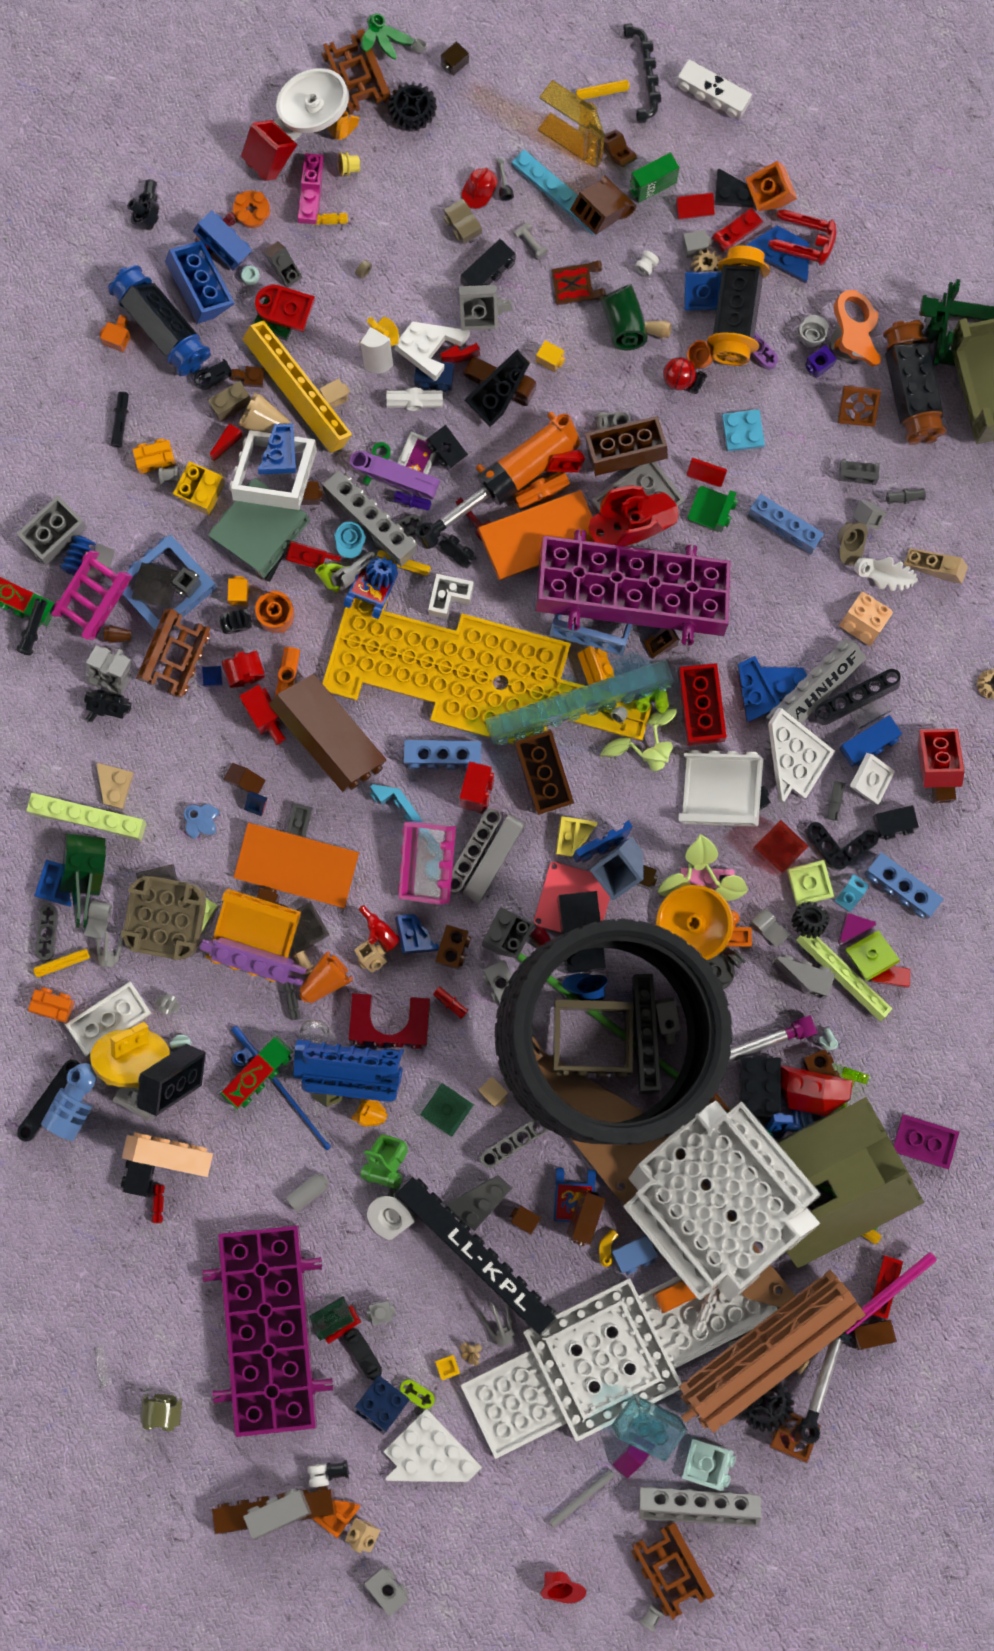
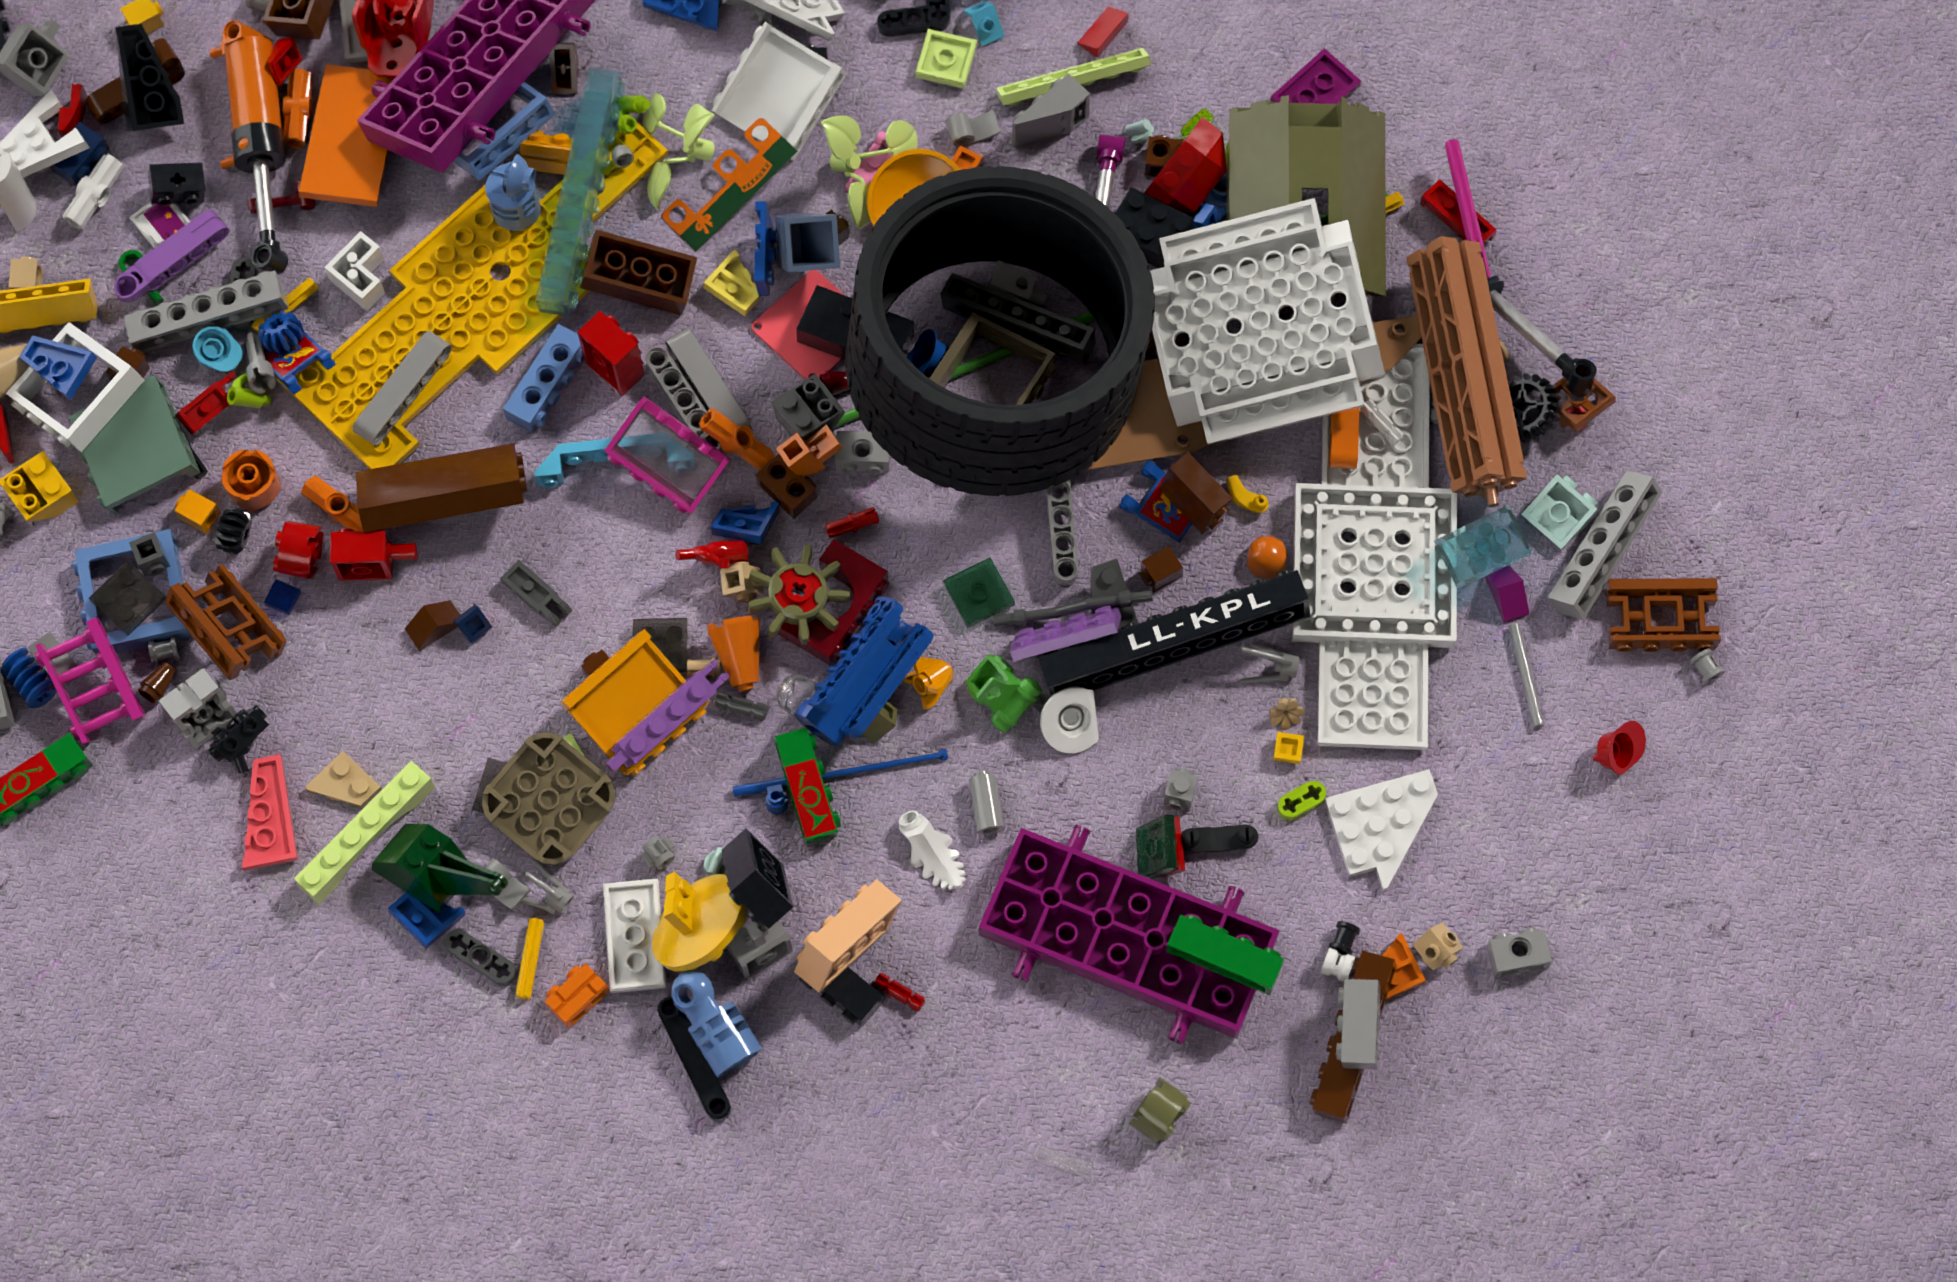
camera: 60 degrees left, 10 degrees down
(30, 635) = (91, 783): black pin -> none
(63, 756) = (270, 825): none -> coral wing
(139, 626) = (164, 650): none -> flat silver bush
(202, 822) = (455, 697): medium blue plate -> none
(259, 1174) = (932, 851): none -> white plant
(277, 1403) = (1225, 954): none -> green brick
(296, 865) = (577, 613): orange tile -> none
(377, 1010) = (796, 608): none -> olive gear
(381, 1404) = (1293, 848): dark blue bracket -> none
(384, 669) = (402, 388): none -> light grey beam
(412, 500) = (216, 257): dark purple axle -> none
(442, 1184) = (1071, 632): none -> medium lavender plate
(452, 545) = (299, 240): black hinge -> none
(461, 890) = (736, 439): none -> orange piece
(475, 950) = (808, 455): none -> orange brick
(485, 1209) = (1021, 616): none -> dark grey bar
(494, 1092) = (989, 527): tan brick -> none
(548, 663) = (513, 195): none -> medium blue cylinder
(572, 1284) = (1267, 557): none -> orange hair
(635, 1254) = (1271, 467): medium blue brick -> none
(641, 801) = (740, 186): none -> piece
(697, 686) = (666, 62): red brick -> none
(780, 847) = (884, 67): clear red piece -> none
(806, 927) = (989, 76): black tyre -> none
(853, 926) = (1022, 37): magenta slope -> none
(872, 955) = (1069, 35): lime plate -> none
(874, 1334) = (1507, 254): reddish brown piece -> none

